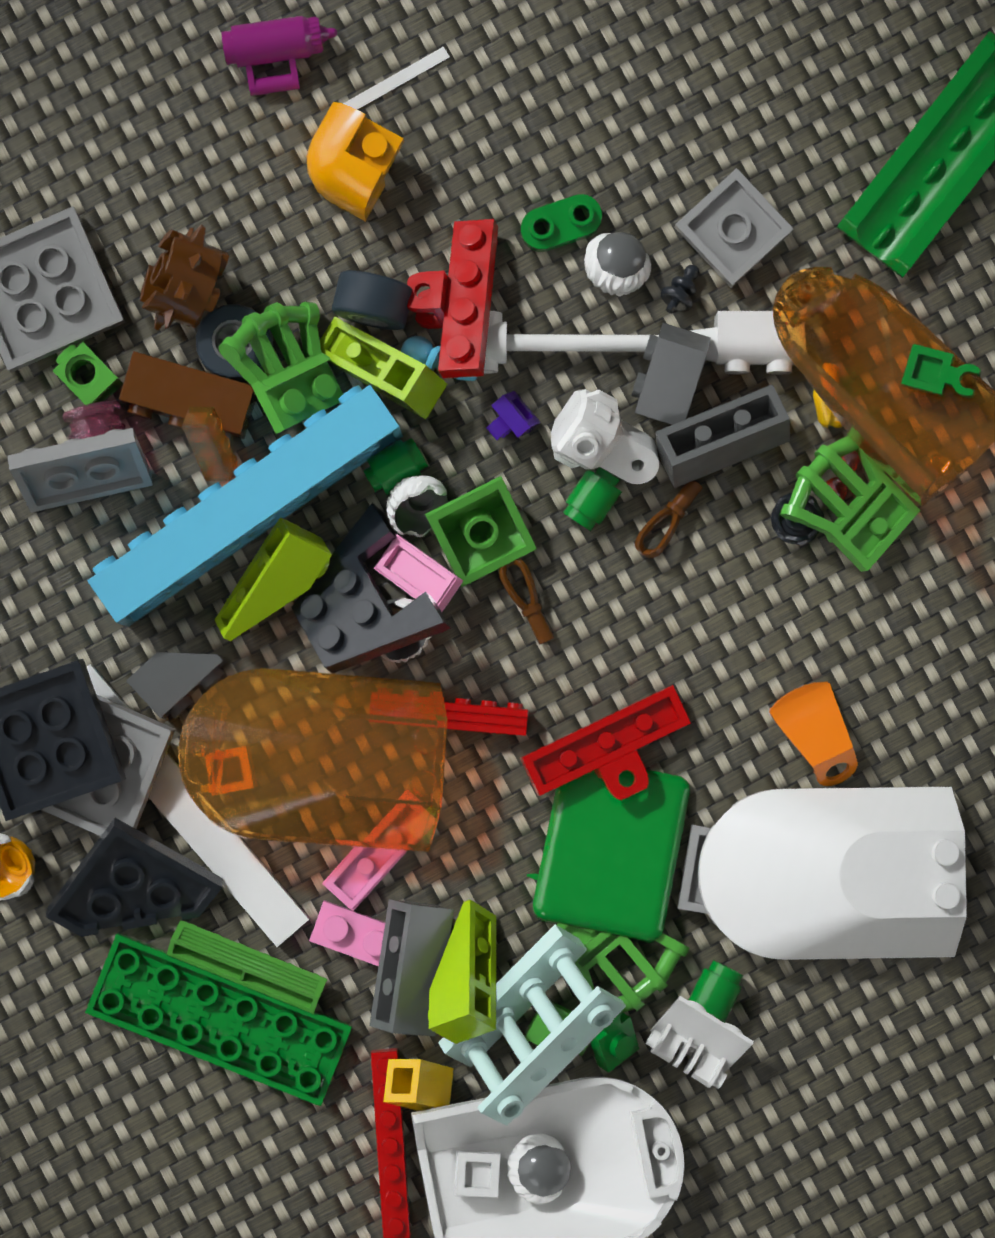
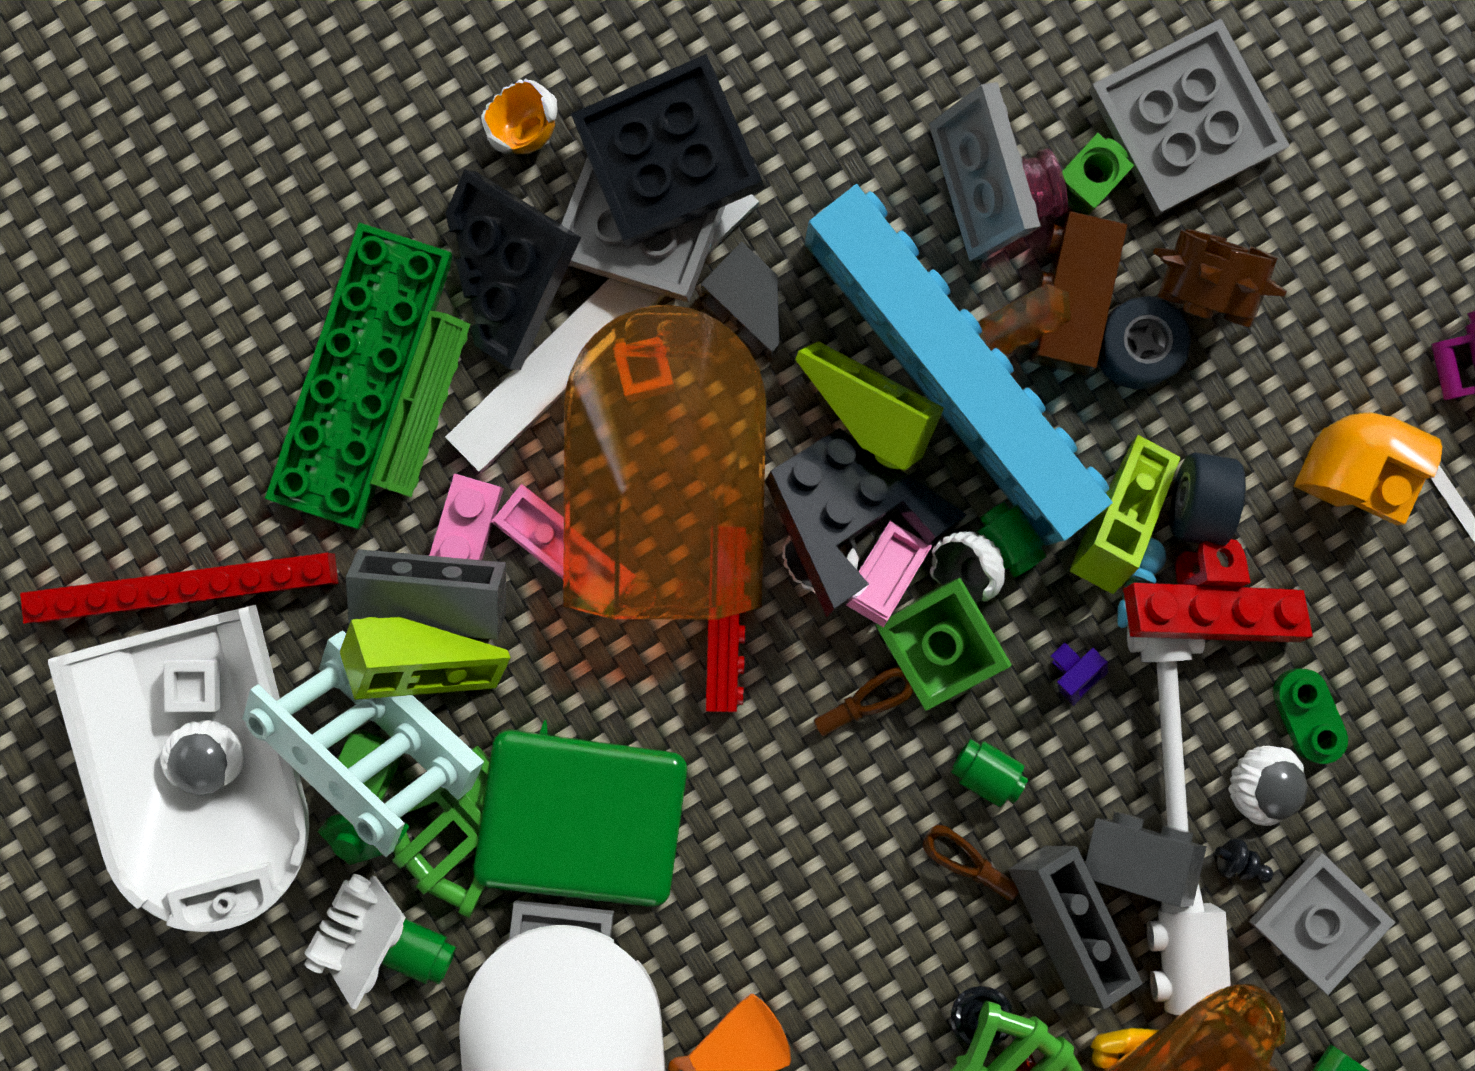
camera: 80 degrees right, 0 degrees up
(289, 392) = (1092, 406): bright green plate -> none
(418, 1084) = (290, 610): yellow brick -> none
(594, 436) = (1065, 772): white piece -> none
(608, 746) = (699, 809): red plate -> none

